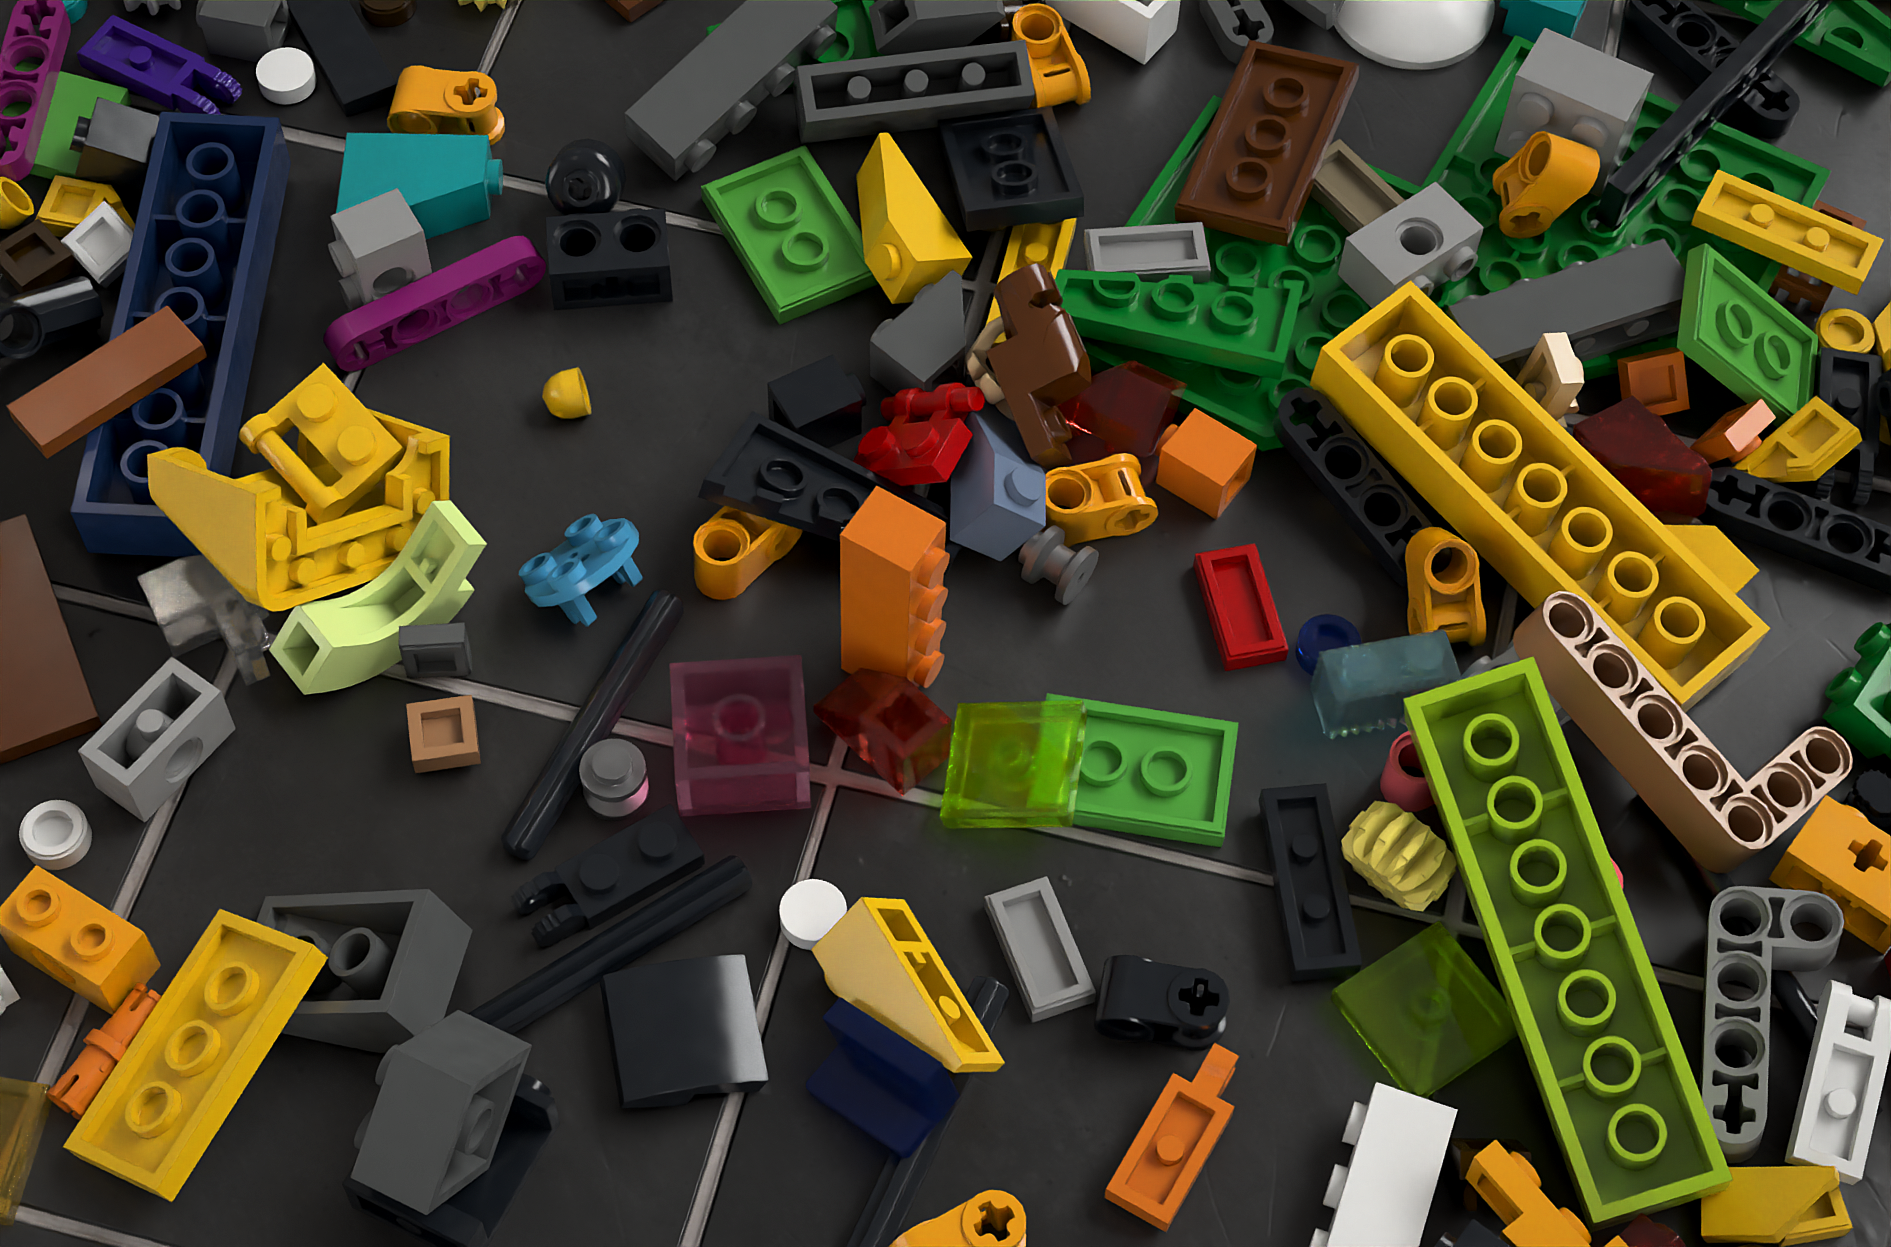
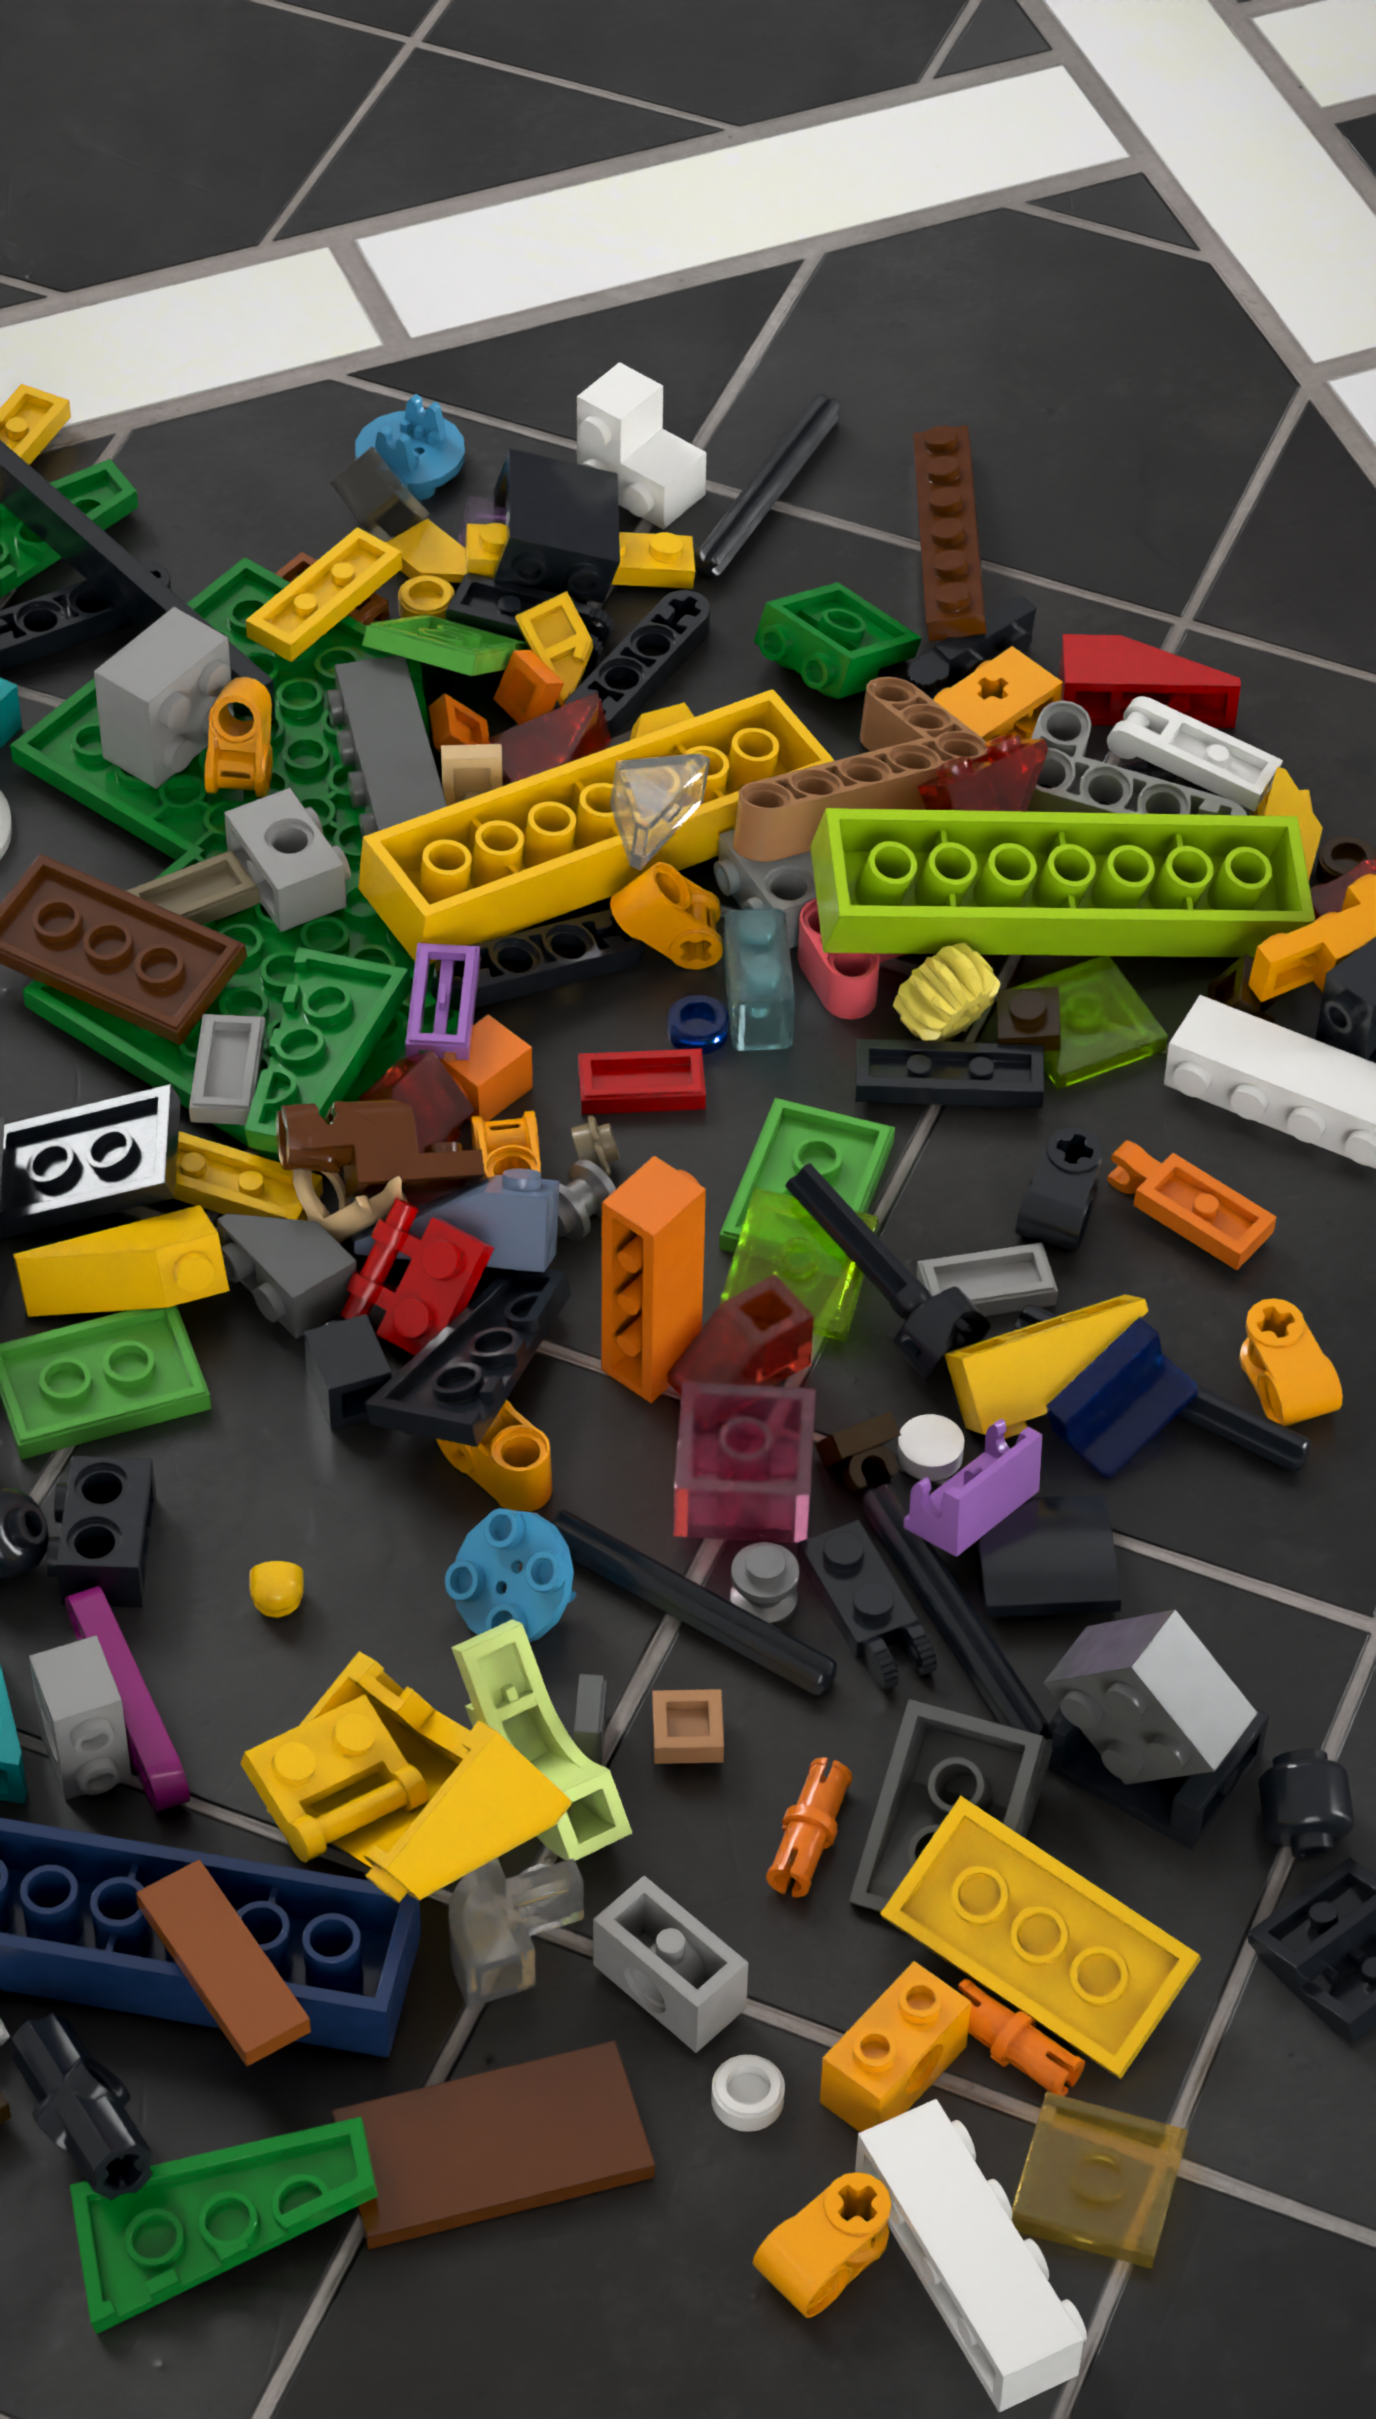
camera: 80 degrees left, 10 degrees down
(341, 851) = (809, 1827): none -> orange pin
(726, 947) = (979, 1493): none -> medium lavender hinge
(797, 842) = (860, 1443): none -> dark brown tile
(951, 884) = (931, 1322): none -> black piece
(1132, 569) = (595, 1143): none -> dark tan plate
(1252, 405) = (439, 1040): none -> medium lavender tile
(1395, 946) = (1030, 1017): none -> dark brown plate
(1529, 518) = (654, 800): none -> clear slope
(1676, 850) = (992, 782): none -> clear red slope

